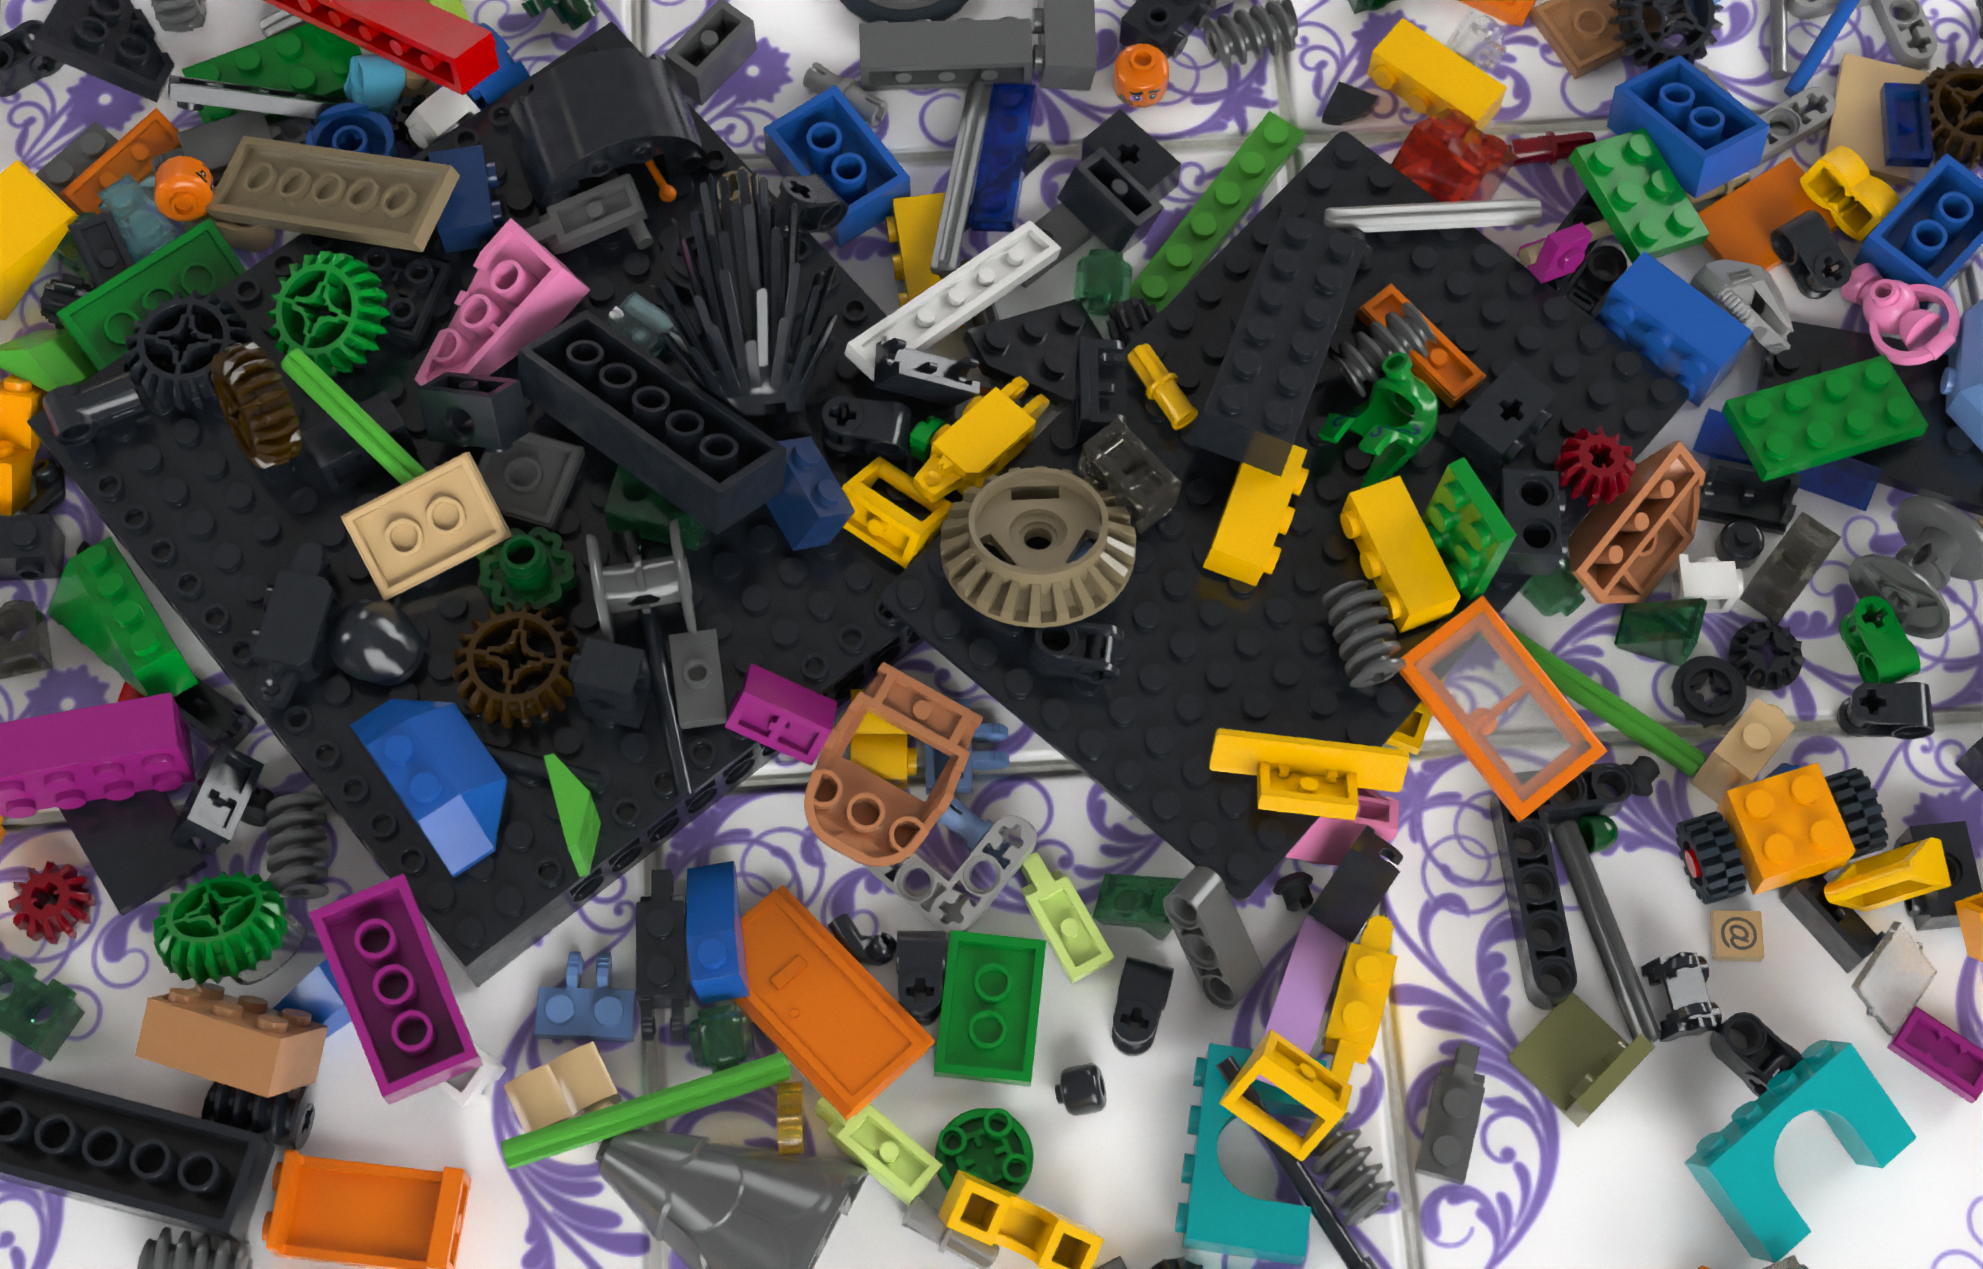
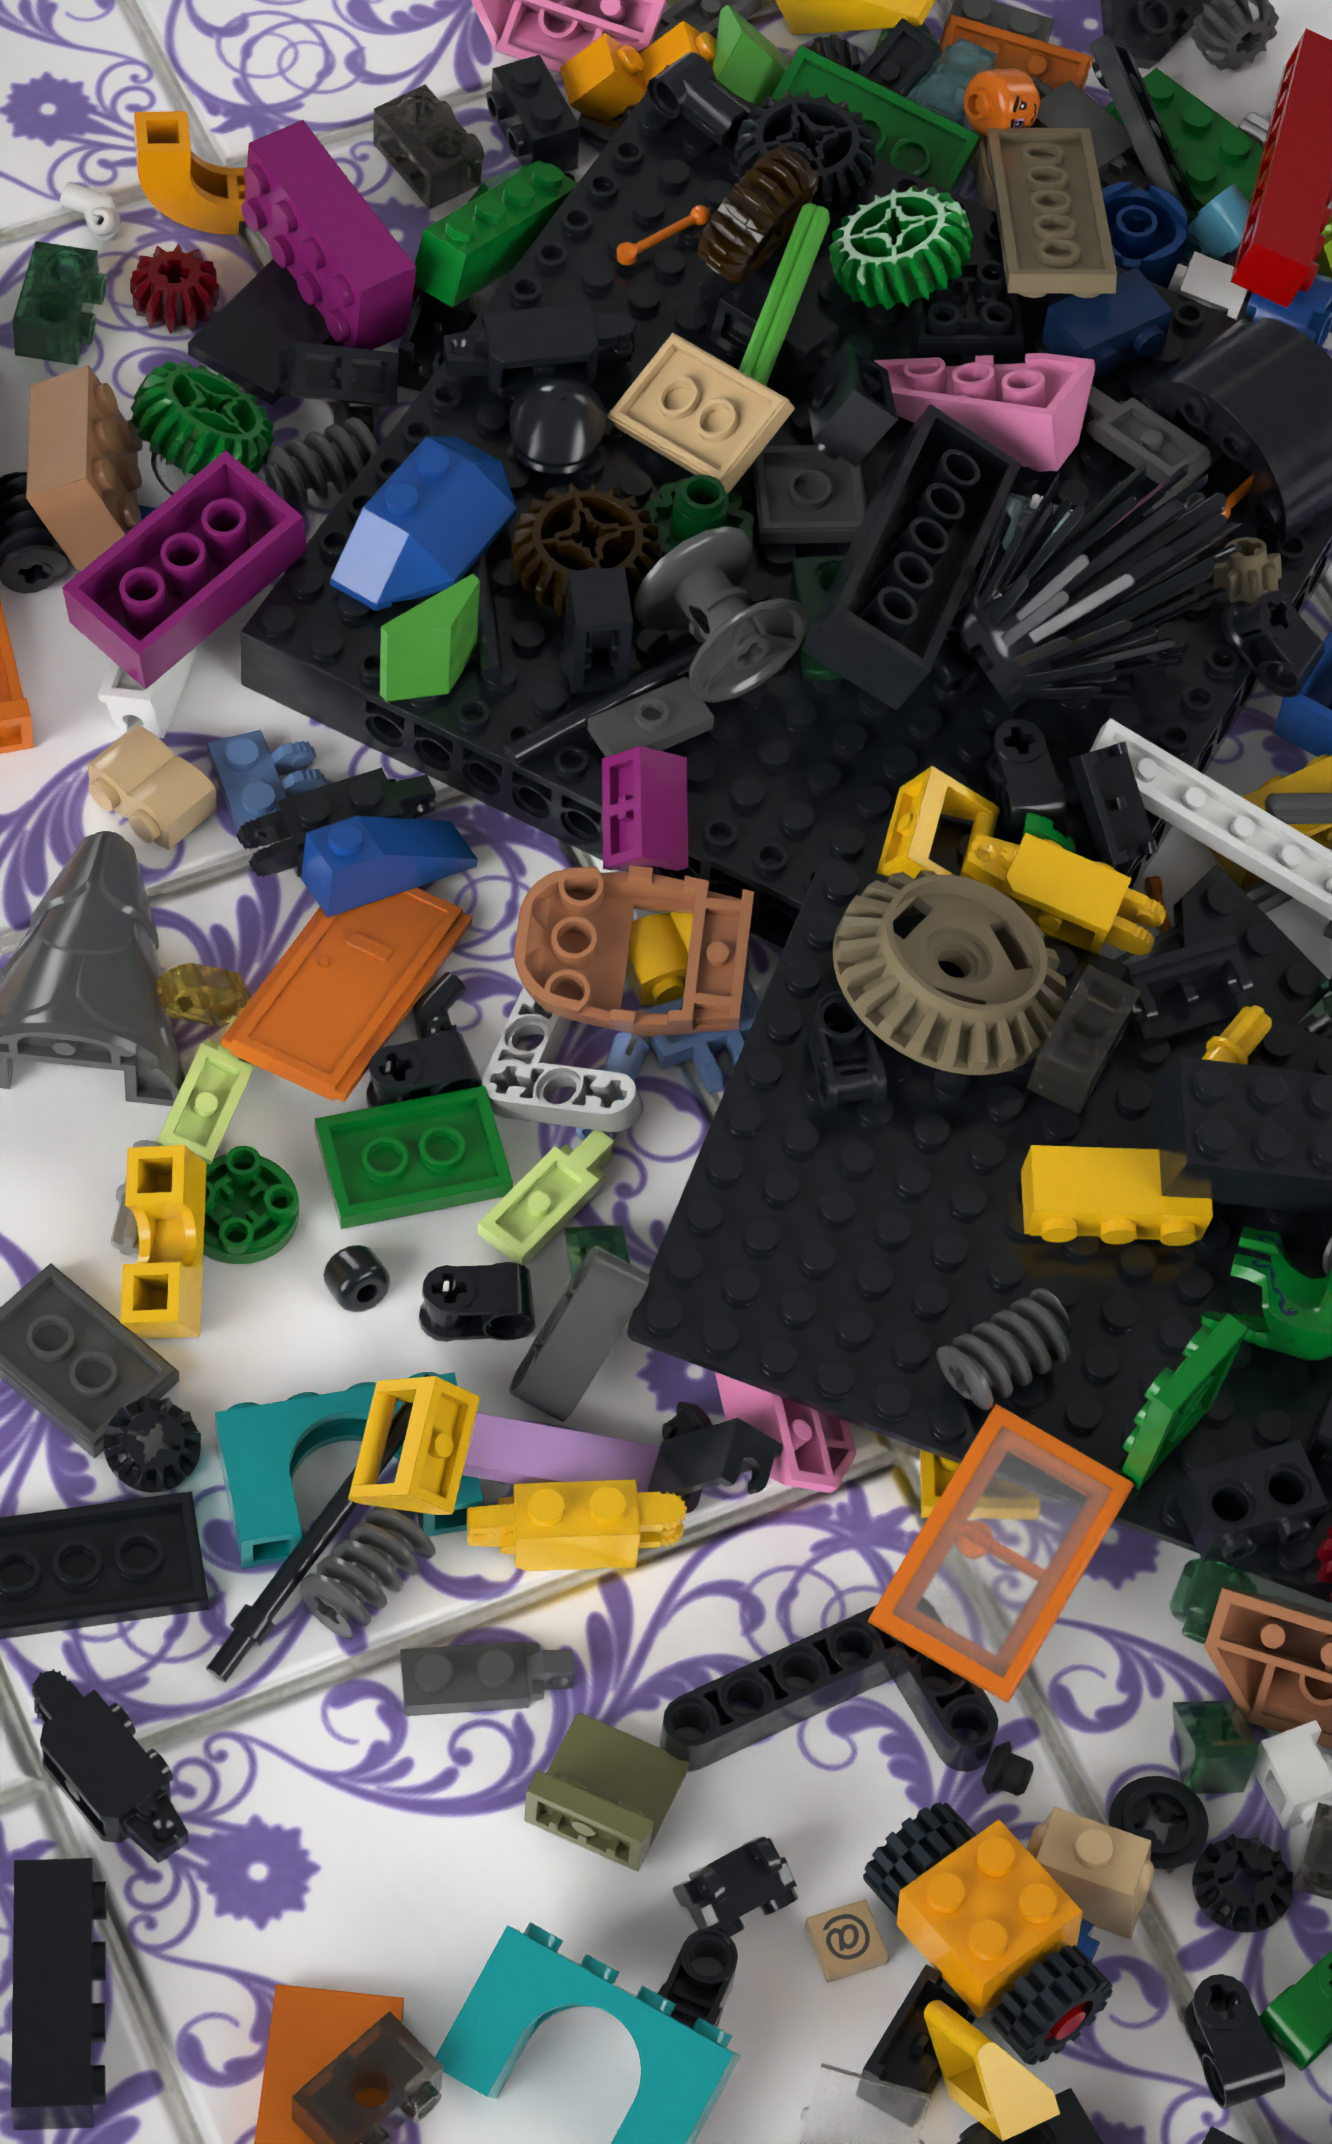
camera: 65 degrees right, 10 degrees down
(217, 523) = (628, 252): none -> orange hinge
(645, 1110) = (160, 859): bright green axle -> none
(721, 1038) = (268, 909): clear green head -> none
(812, 501) = (908, 740): dark blue brick -> none
(1308, 773) = (803, 1340): yellow bracket -> none
(1399, 554) = (1107, 1386): yellow brick -> none
(1598, 832) = (909, 1742): dark green hinge -> none
(1605, 931) = (783, 1786): dark grey axle -> none
(1615, 710) = (1093, 1671): bright green axle -> none

